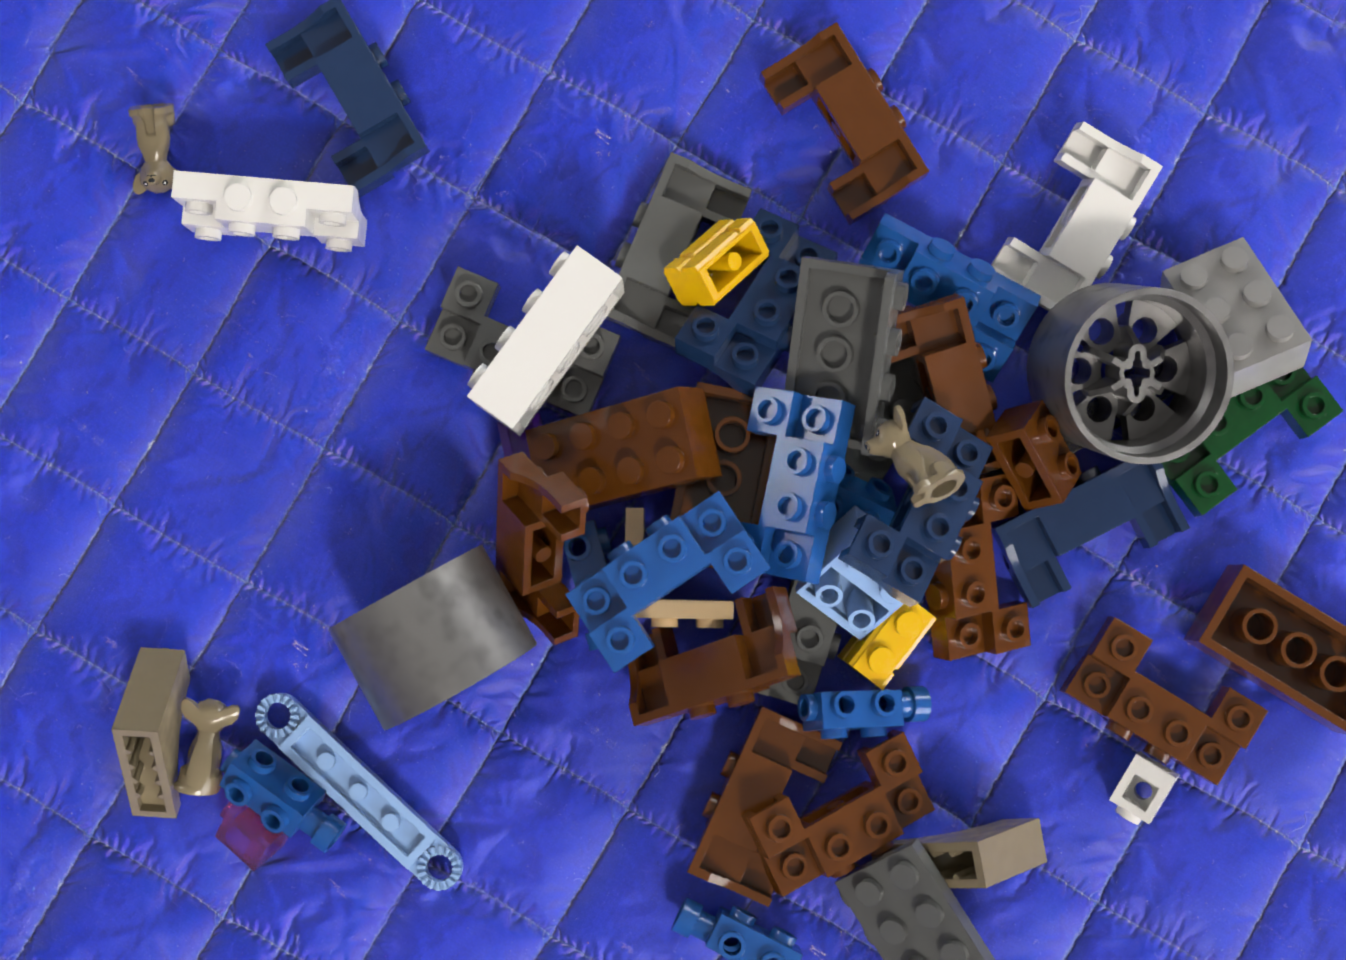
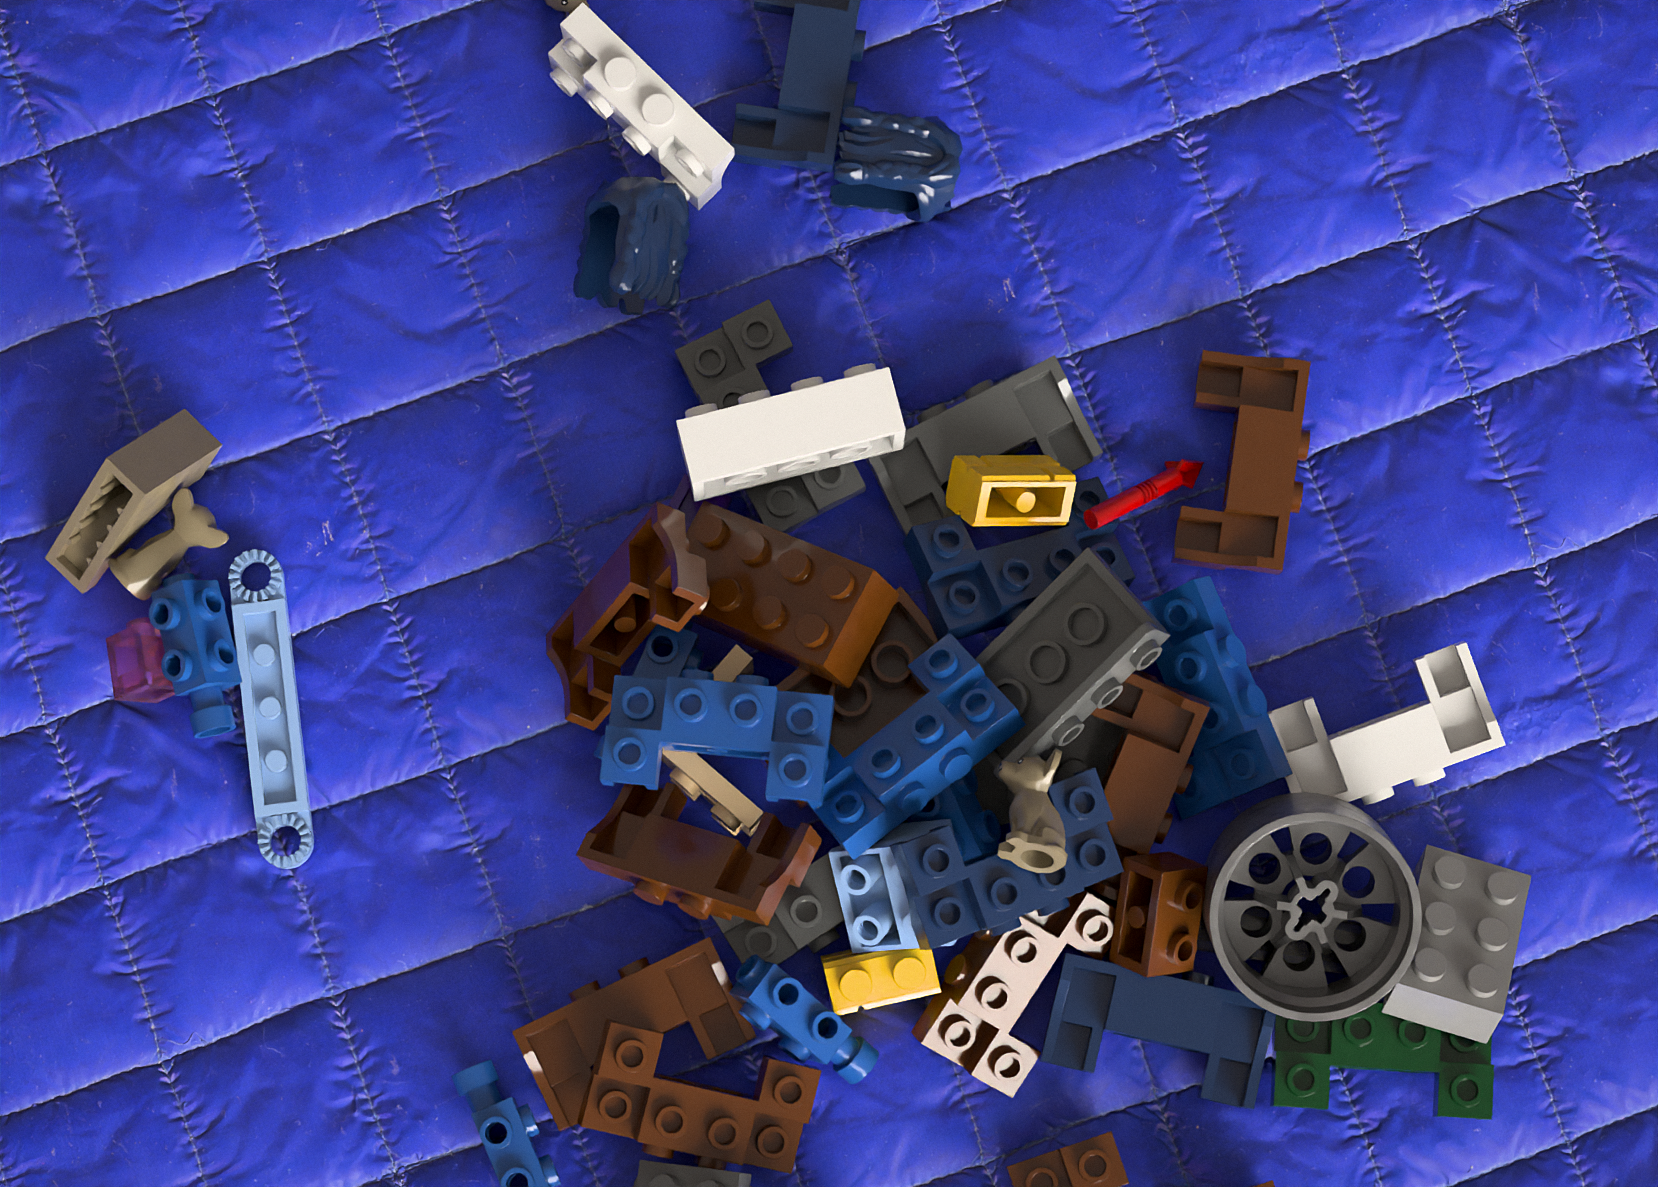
camera: 40 degrees right, 5 degrees down
(341, 302) = (633, 244): none -> dark blue piece
(433, 638) = (462, 615): flat silver wheel -> none
(466, 111) = (895, 164): none -> dark blue piece
(807, 168) = (1176, 474): none -> red piece

